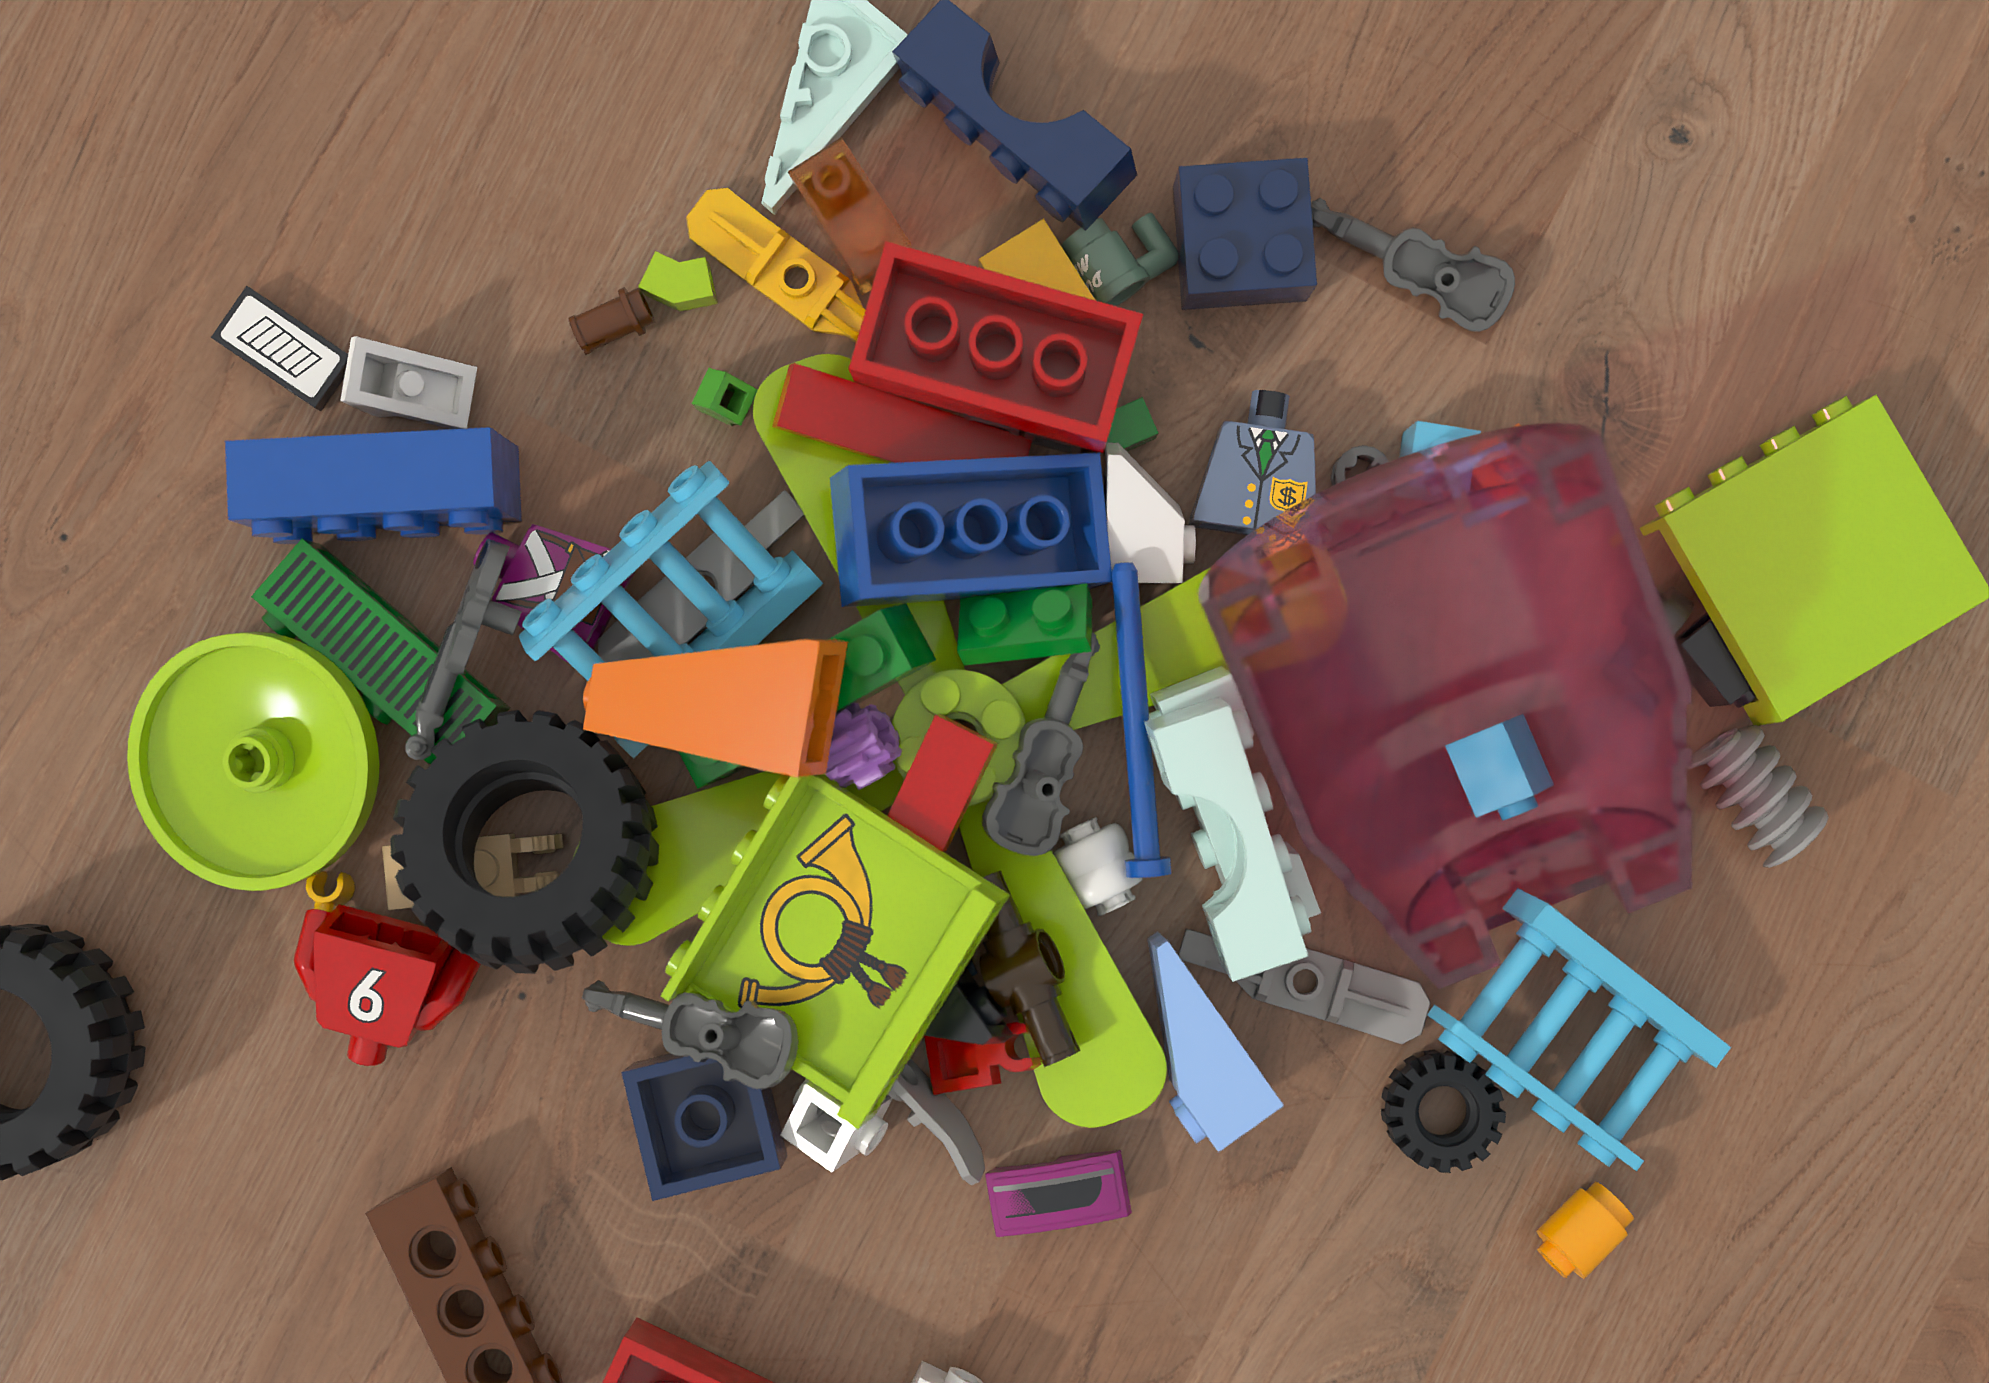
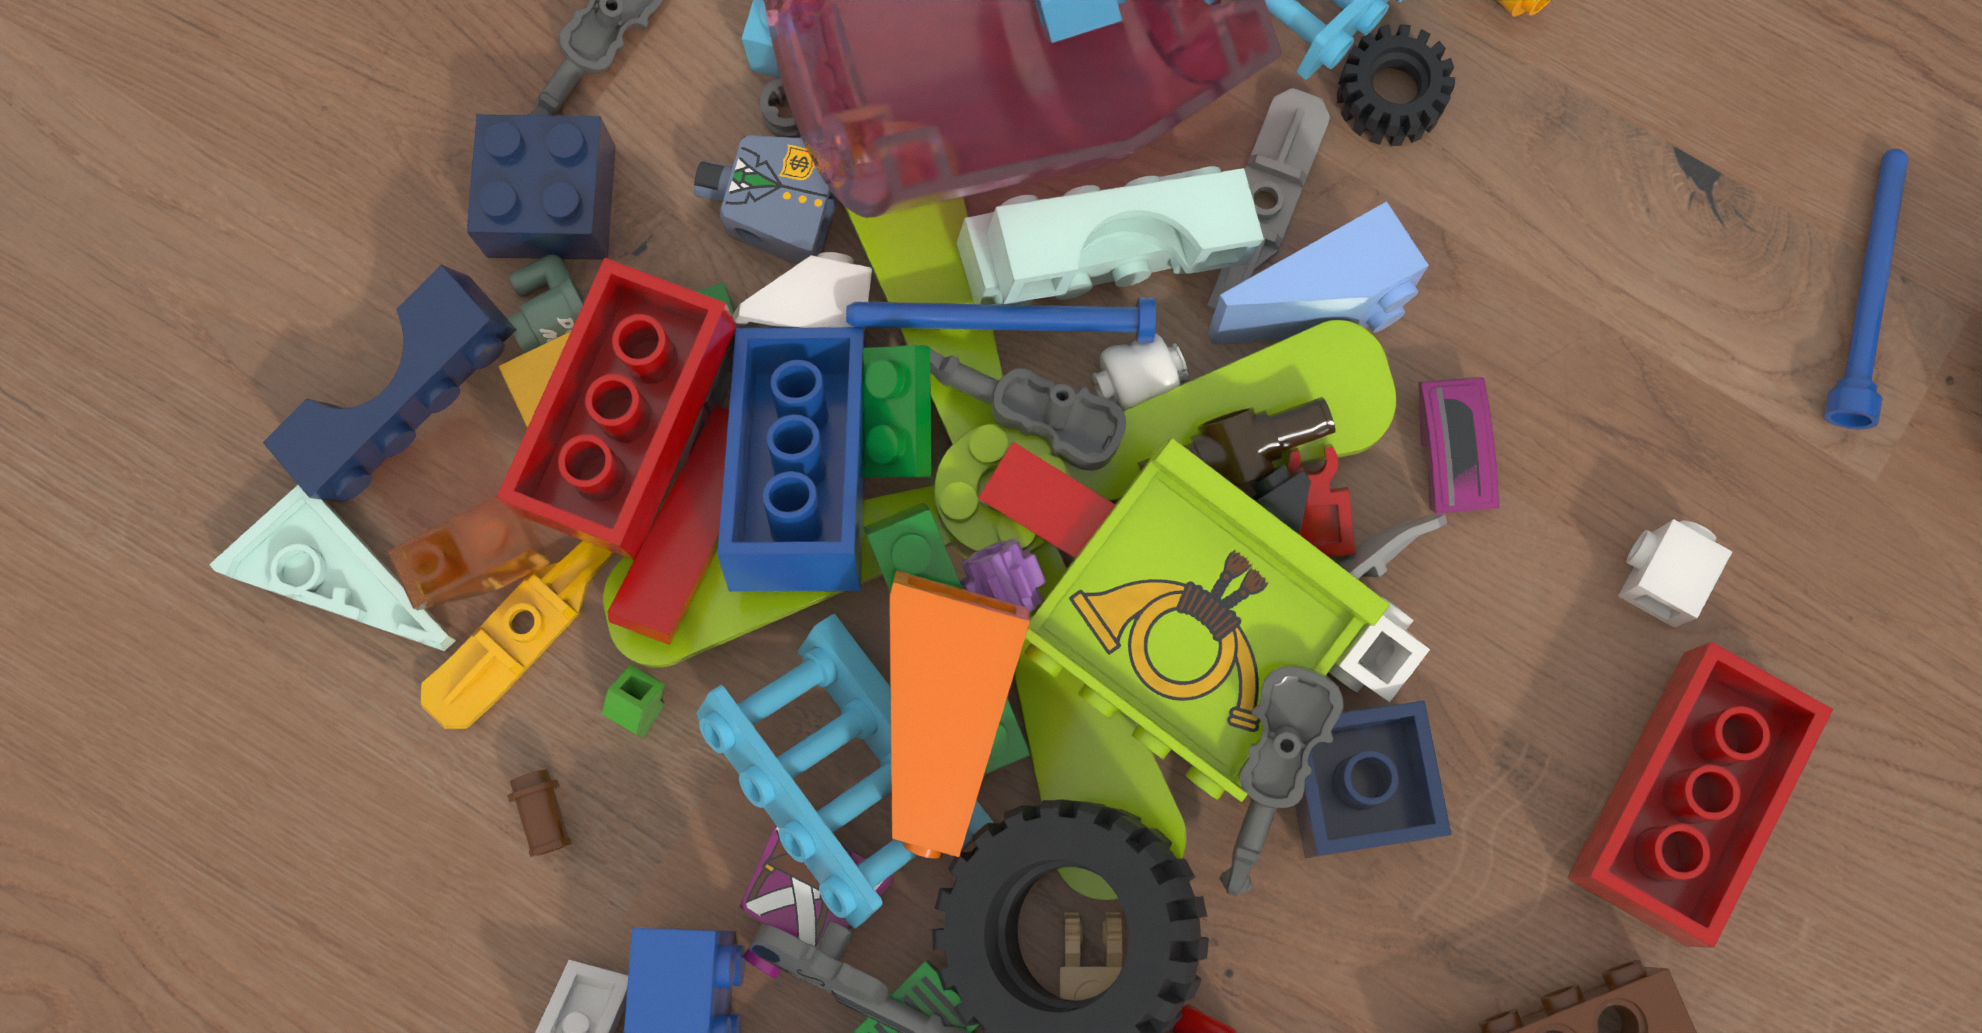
camera: 80 degrees left, 10 degrees down
(679, 284) = (512, 739): lime piece -> none
(711, 559) = (830, 775): light grey piece -> none

